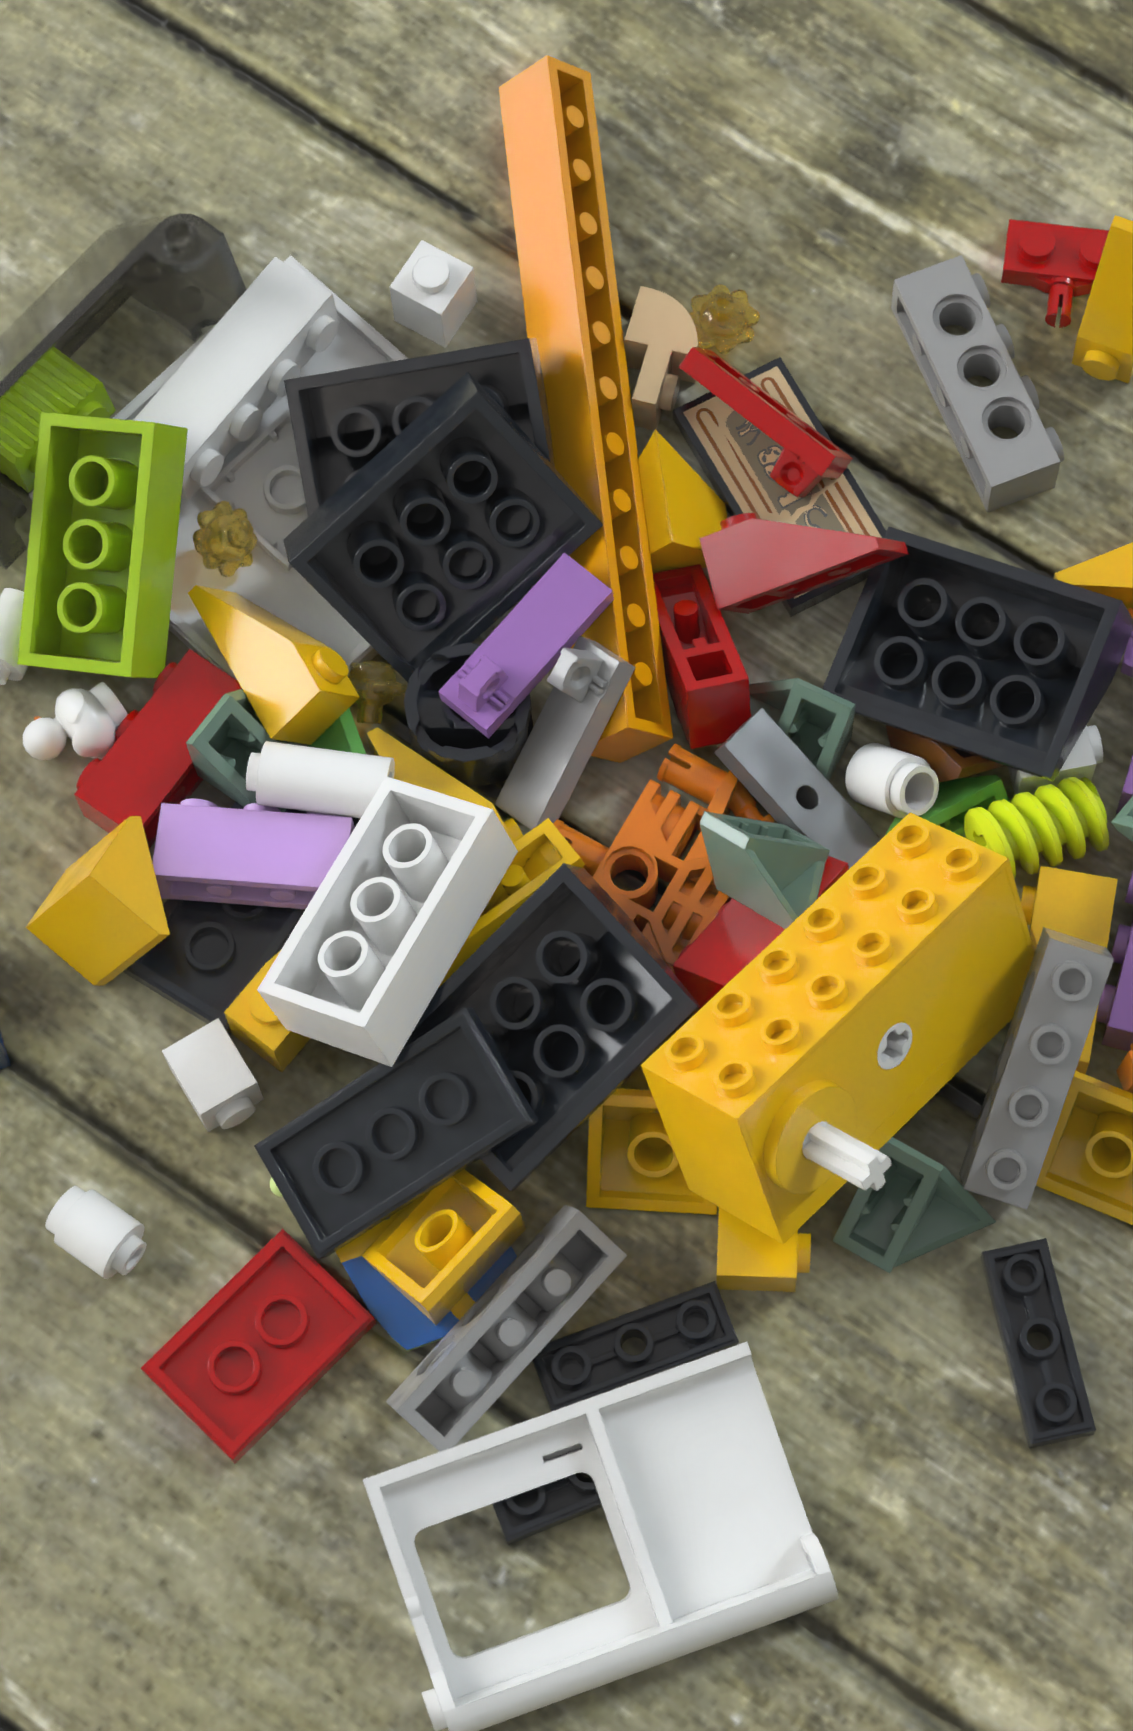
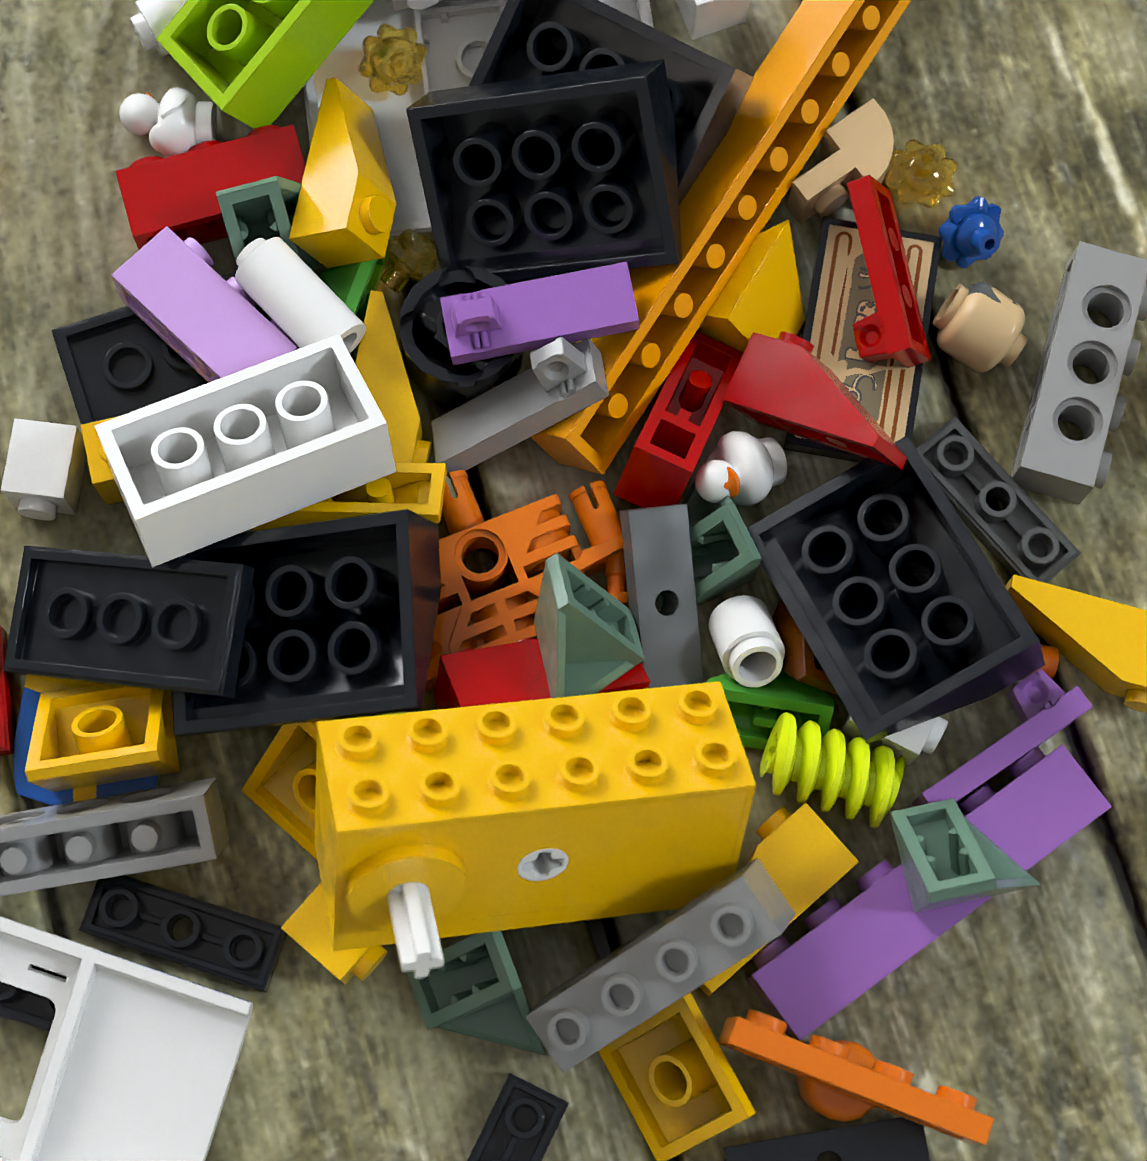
camera: 30 degrees right, 5 degrees up
(105, 907) = (65, 274): yellow slope -> none
(776, 651) = (741, 469): none -> white animal
(801, 336) = (971, 232): none -> blue plant
(869, 405) = (980, 327): none -> tan head
(1026, 538) = (1019, 534): none -> dark grey tile

